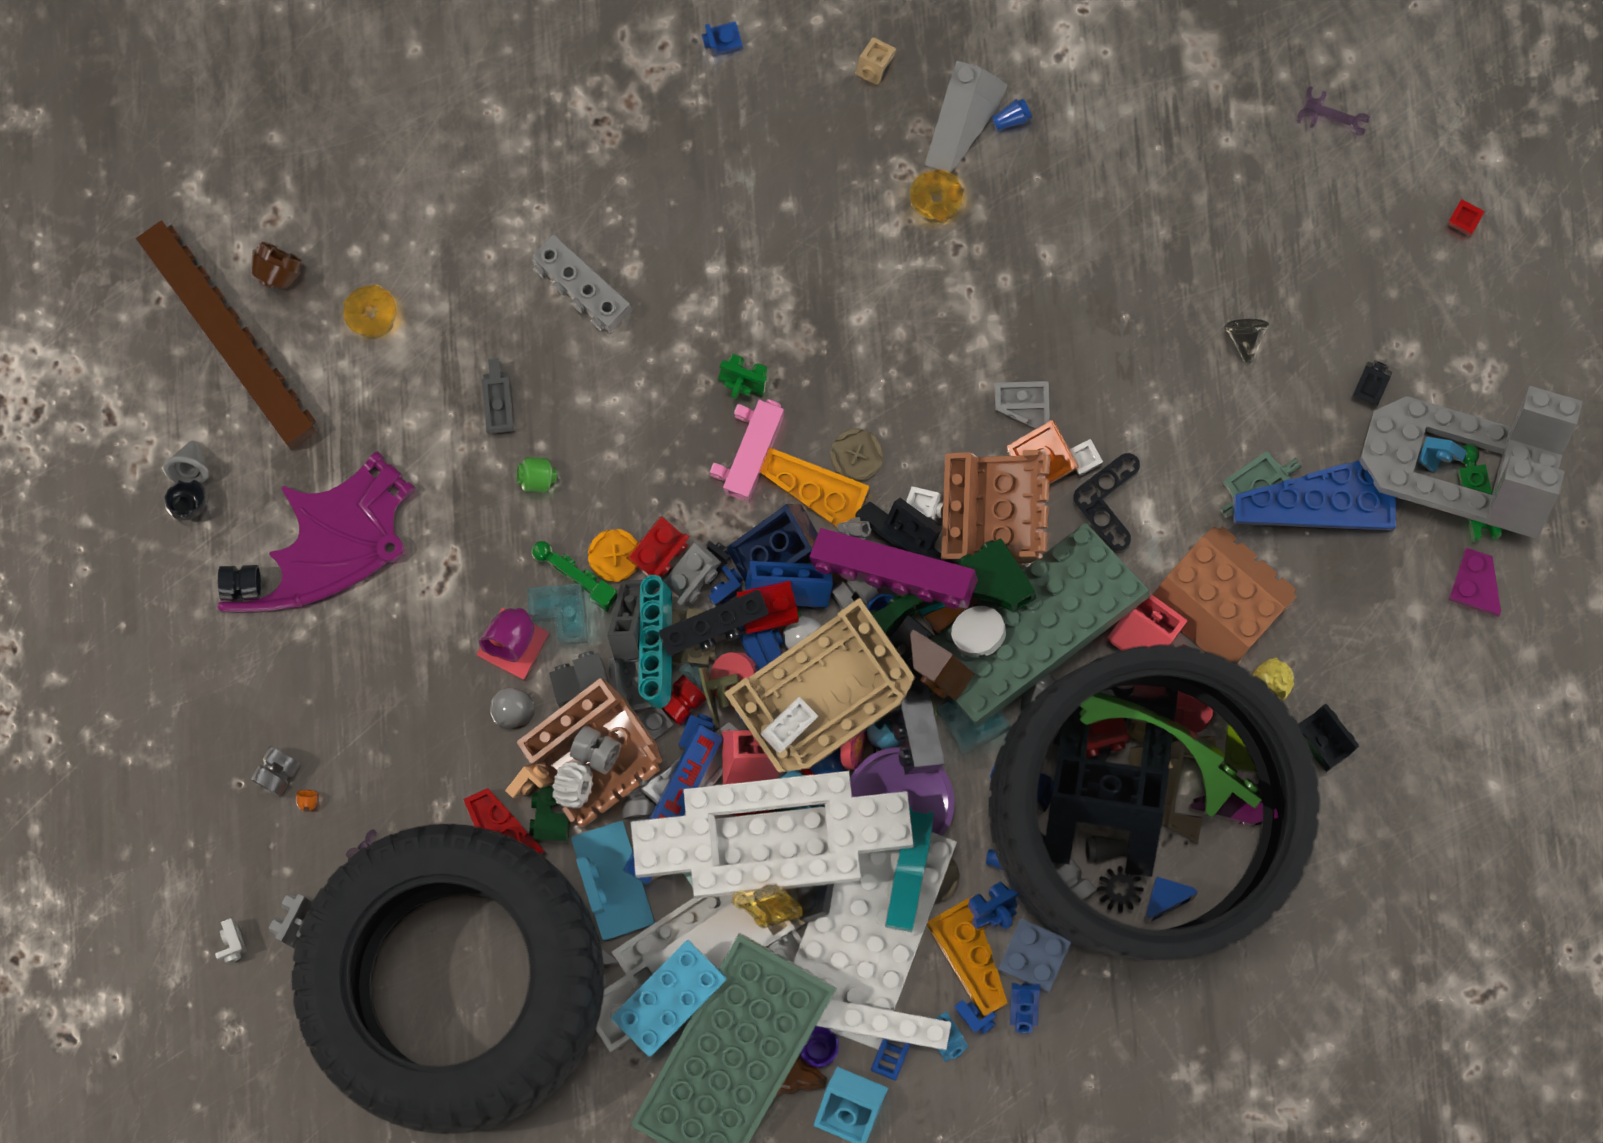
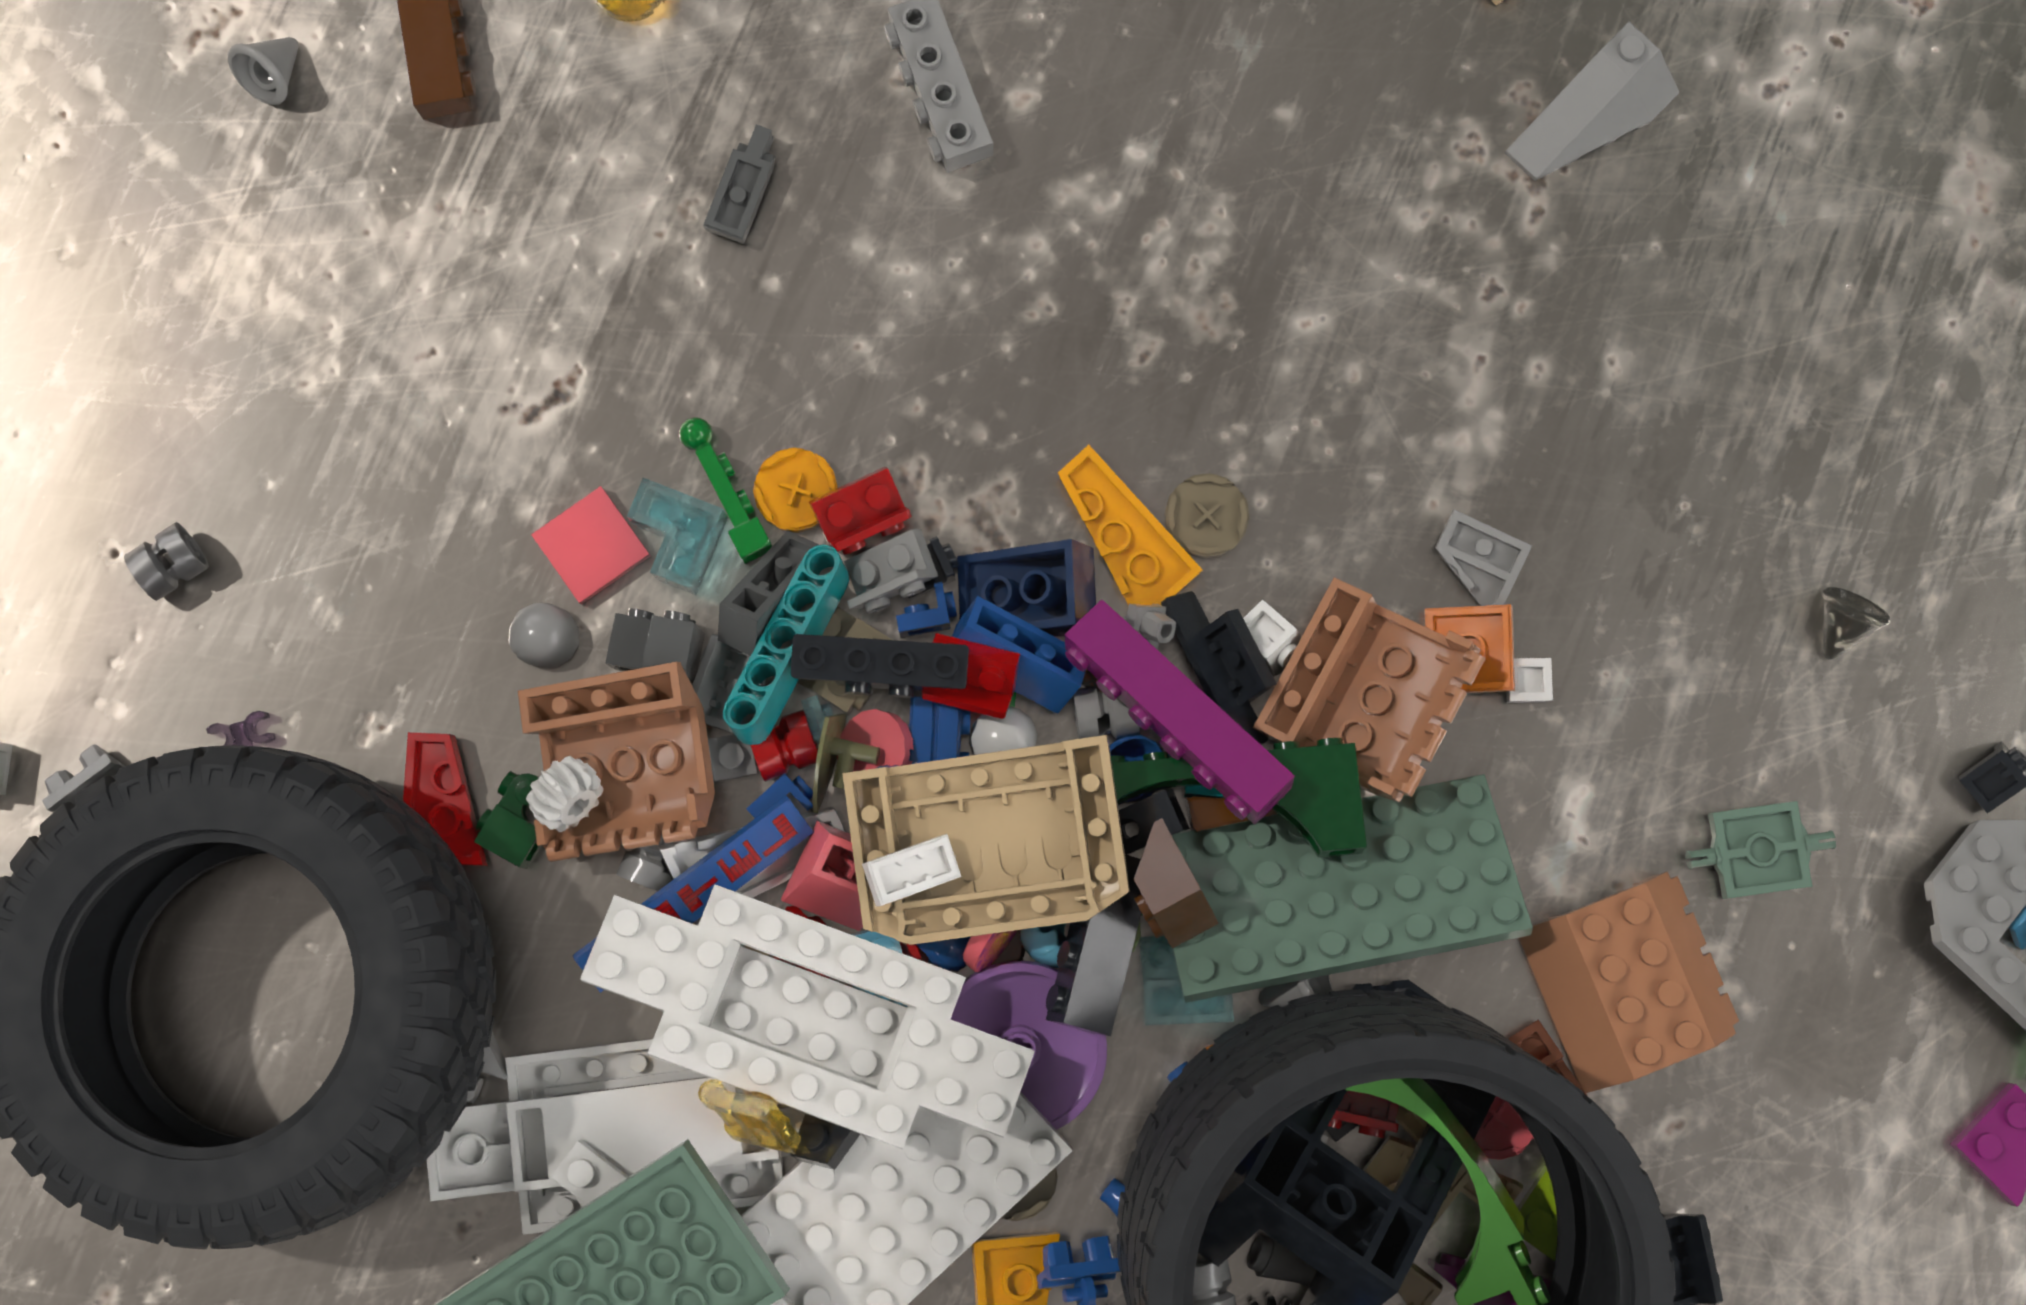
camera: 15 degrees right, 5 degrees up
(185, 500) = (236, 115): black hair -> none
(240, 582) = (261, 273): black wheel -> none
(306, 798) = (193, 622): orange hinge -> none
(339, 538) = (424, 276): magenta animal -> none
(513, 630) = (585, 529): magenta piece -> none
(527, 780) = (512, 750): light nougat bracket -> none
(535, 474) = (741, 320): bright green head -> none
(593, 748) = (617, 755): light grey wheel -> none
(613, 894) = (542, 978): medium azure bracket -> none
(668, 997) = (540, 1179): medium azure bracket -> none
(741, 379) = (1097, 328): green hips -> none
(759, 436) = (1081, 422): bright pink brick -> none
(909, 874) = (980, 1168): teal piece -> none
(932, 181) = (1506, 179): clear yellow plate -> none
(978, 631) = (1255, 861): white tile -> none
(1012, 115) = (1667, 140): blue cone -> none
(1098, 504) = (1515, 758): black beam -> none
(1147, 625) = (1499, 980): coral slope -> none
(1276, 676) = (1649, 1135): light yellow piece -> none
(1323, 499) = (1850, 914): blue wing -> none

